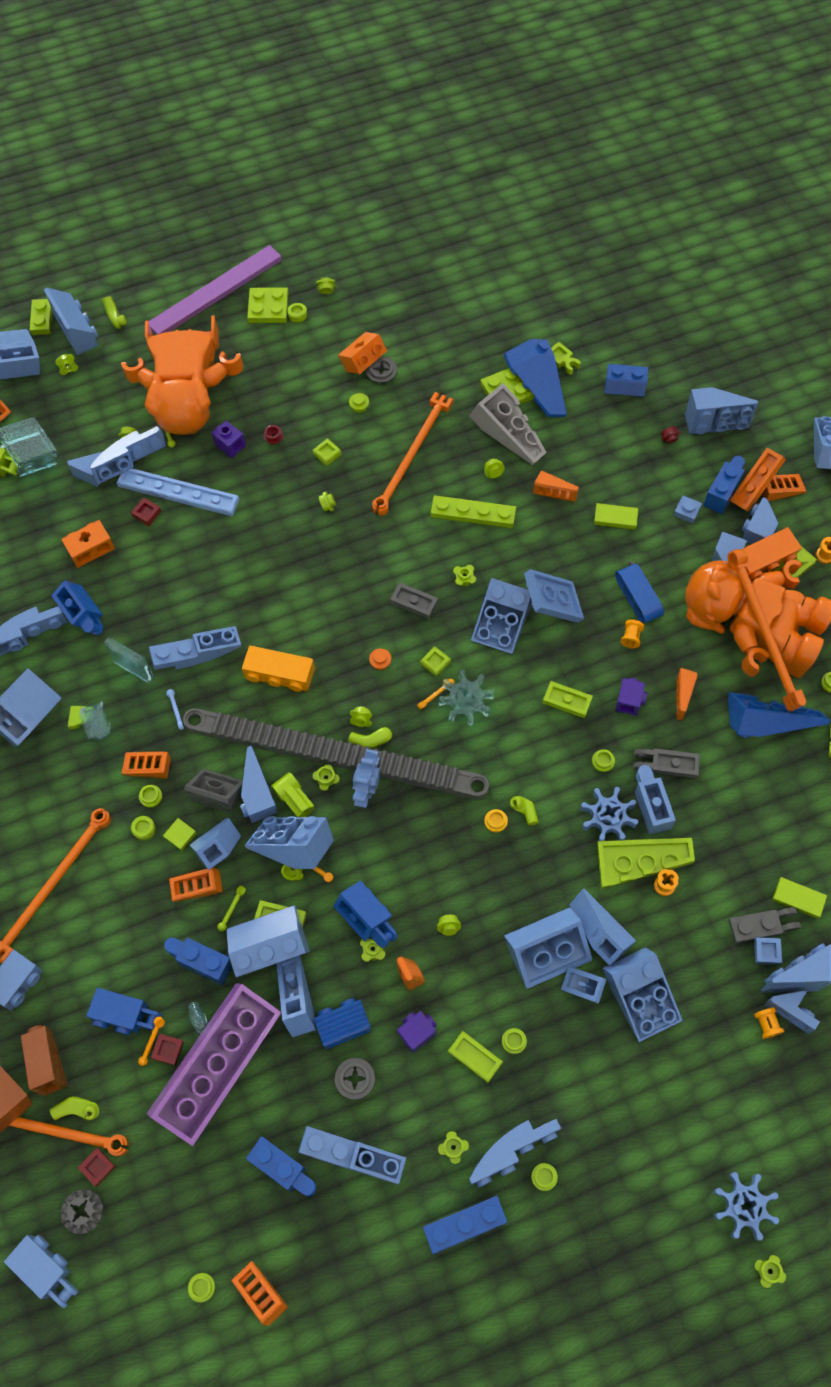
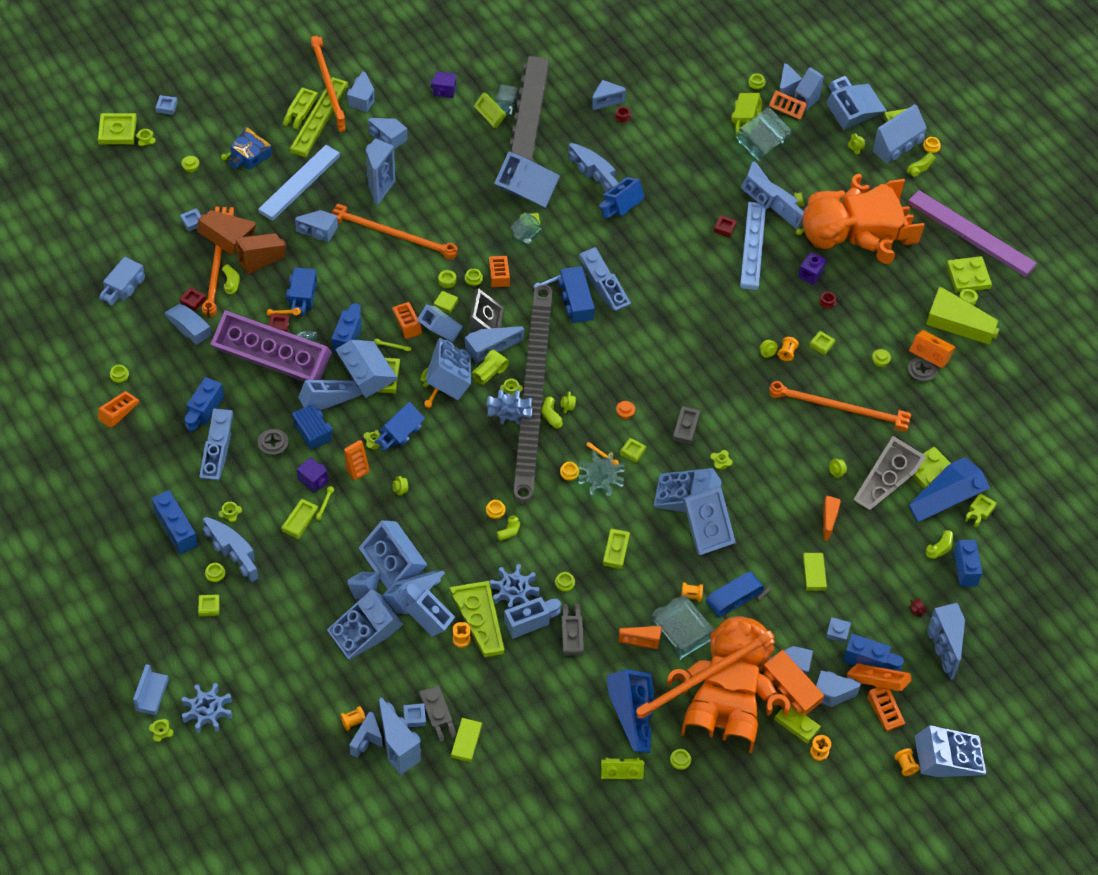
camera: 75 degrees right, 10 degrees down
(88, 298) = (931, 145): none -> yellow plate
(88, 543) = (684, 193): orange brick -> none
(93, 1208) = (164, 303): dark grey gear -> none
(128, 659) = (581, 236): clear light blue plate -> none
(136, 1177) = (189, 323): none -> medium blue slope
(206, 682) = (576, 294): none -> blue brick
(278, 668) = (598, 339): light orange brick -> none
(324, 323) = (961, 318): none -> lime slope
(326, 285) = (1003, 312): lime plate -> none
(331, 483) = (786, 348): none -> light orange bush
(437, 1013) = (330, 490): none -> lime hinge
(455, 732) = (569, 471): none -> yellow plate
(473, 511) = (789, 460): lime plate -> none
(514, 1041) = (315, 541): lime plate -> none
(590, 1190) = (209, 605): none -> lime tile
(601, 398) = (941, 547): none -> lime arm
(631, 696) = (629, 594): dark purple brick -> none
(641, 913) = (426, 609): none -> medium blue brick
(674, 649) = (683, 625): none -> clear light blue panel
(715, 1280) = (150, 691): none -> medium blue panel

